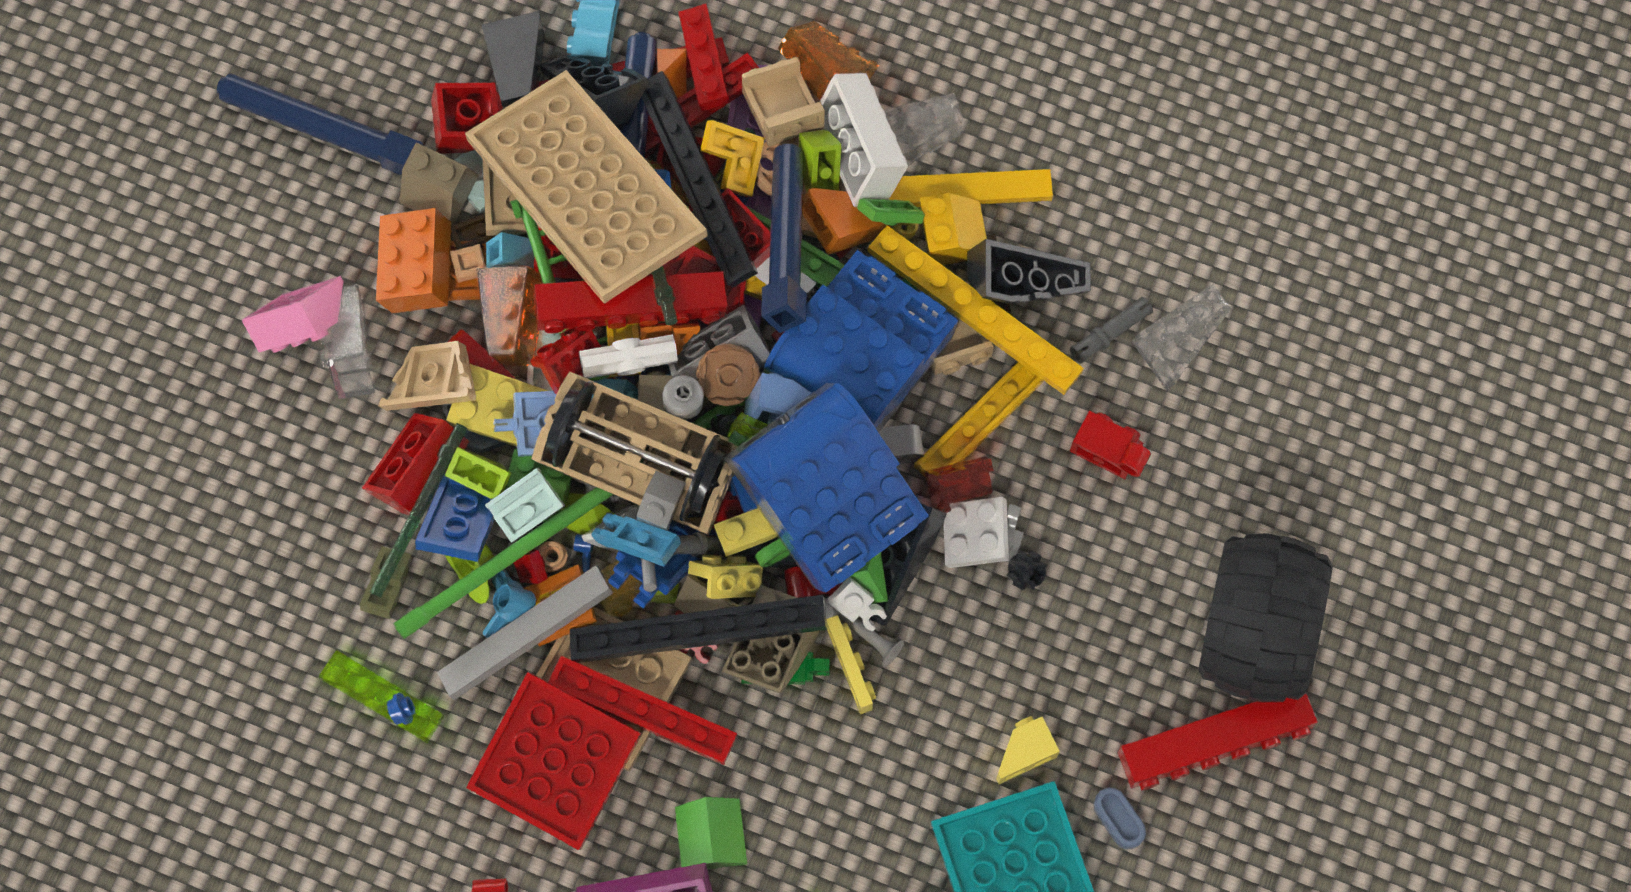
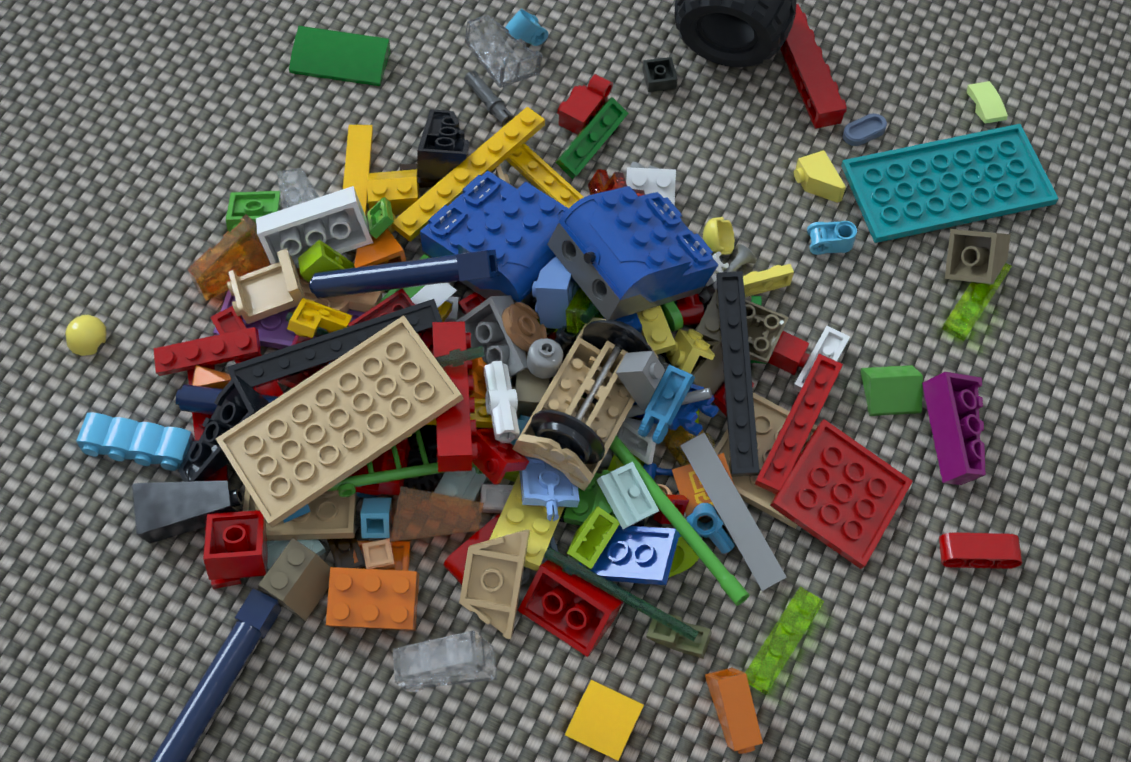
camera: 90 degrees left, 10 degrees down
(288, 506) = (604, 720): none -> yellow slope
(296, 316) = (421, 699): bright pink slope -> none
(297, 636) = (735, 709): none -> orange slope
(401, 709) = (803, 610): blue plate -> none
(749, 706) = (790, 353): none -> red brick
(753, 751) = (830, 345): none -> white plate
(904, 77) = (253, 204): none -> bright green plate
(914, 619) = (719, 235): none -> light yellow hair
(927, 758) = (831, 237): none -> medium azure piece
(1027, 570) = (682, 163): black gear -> none
(1060, 458) = (591, 138): none -> green plate
(1159, 147) = (339, 55): none -> green slope
(1177, 541) = (659, 74): none -> pearl dark grey piece
(1226, 363) = (527, 28): none -> medium azure piece

